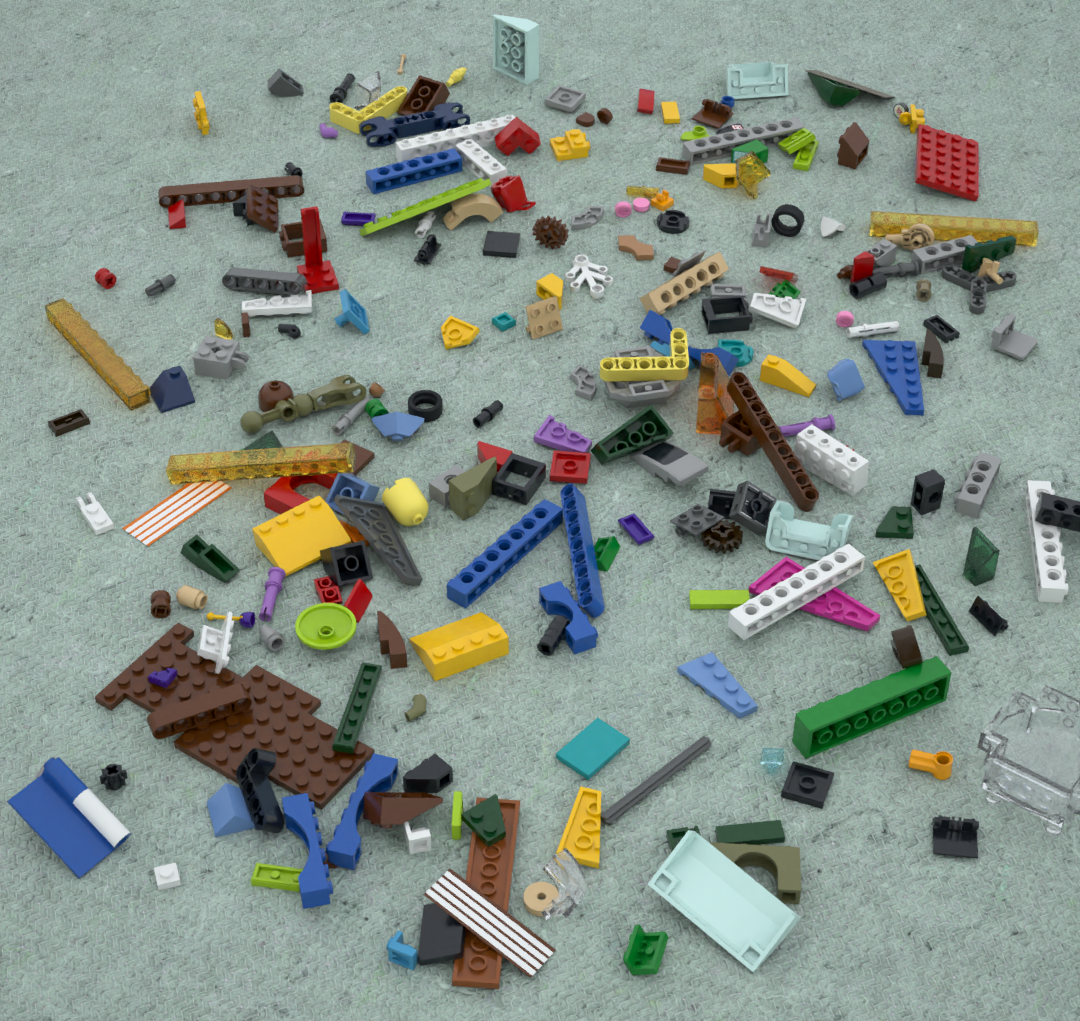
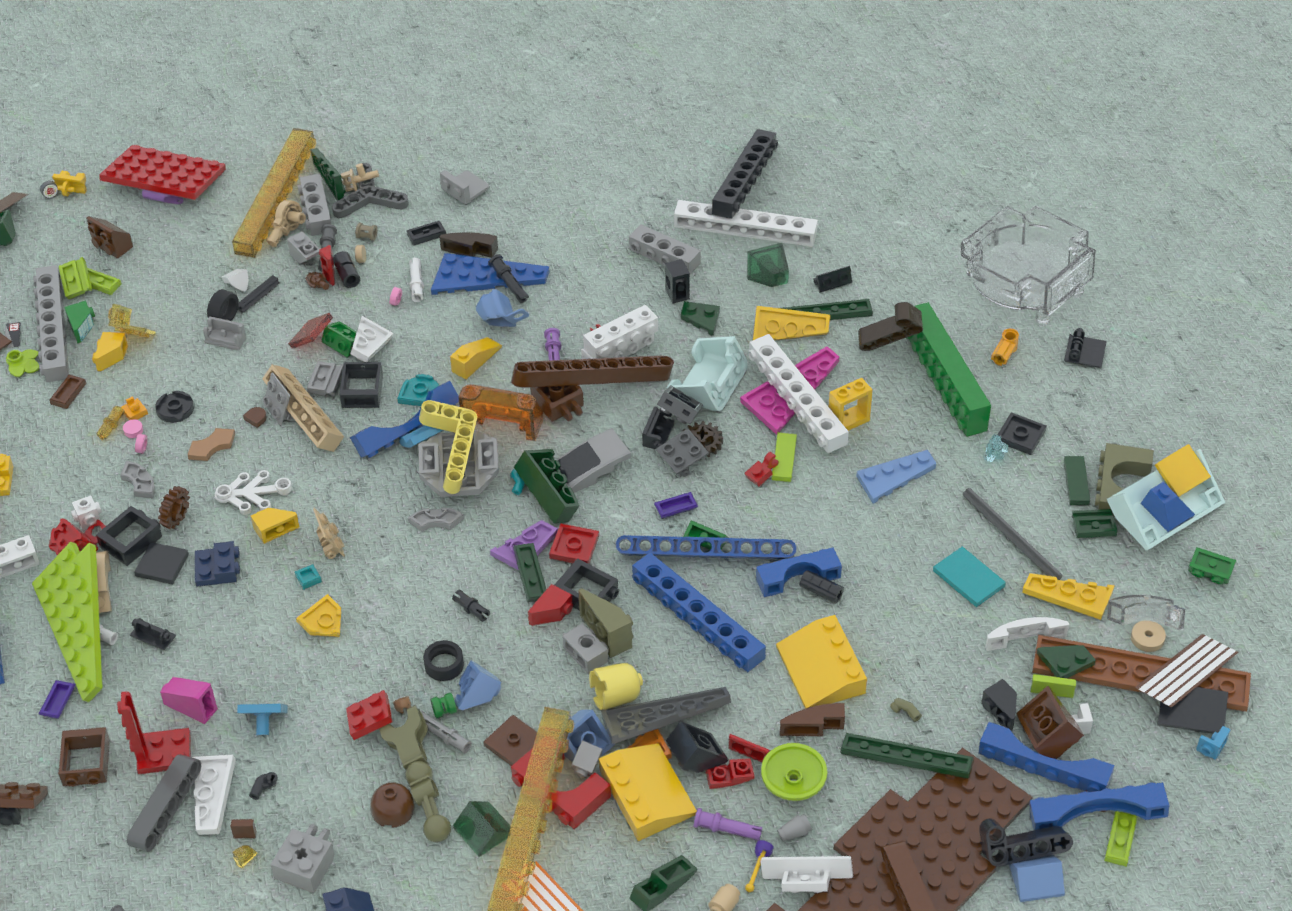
camera: 80 degrees left, 5 degrees up
(325, 489) = (586, 759): none -> light grey brick
(358, 368) = (369, 715): none -> red plate
(361, 276) = (190, 698): none -> dark pink slope
(505, 271) = (217, 564): none -> dark blue plate
(508, 223) = (139, 545): none -> black window
(516, 774) = (1026, 628): none -> white slope
(531, 440) = (529, 571): none -> dark green tile
(541, 194) = (86, 512): none -> white brick
(691, 580) = (762, 471): none -> red plate
(713, 899) = (1166, 507): none -> blue slope
(766, 910) = (1182, 470): none -> yellow slope
(790, 646) = (842, 396): none -> yellow window
(821, 242) = (258, 293): none -> black axle
(892, 290) = (360, 253): none -> tan tile
(896, 377) = (504, 272): none -> black pin

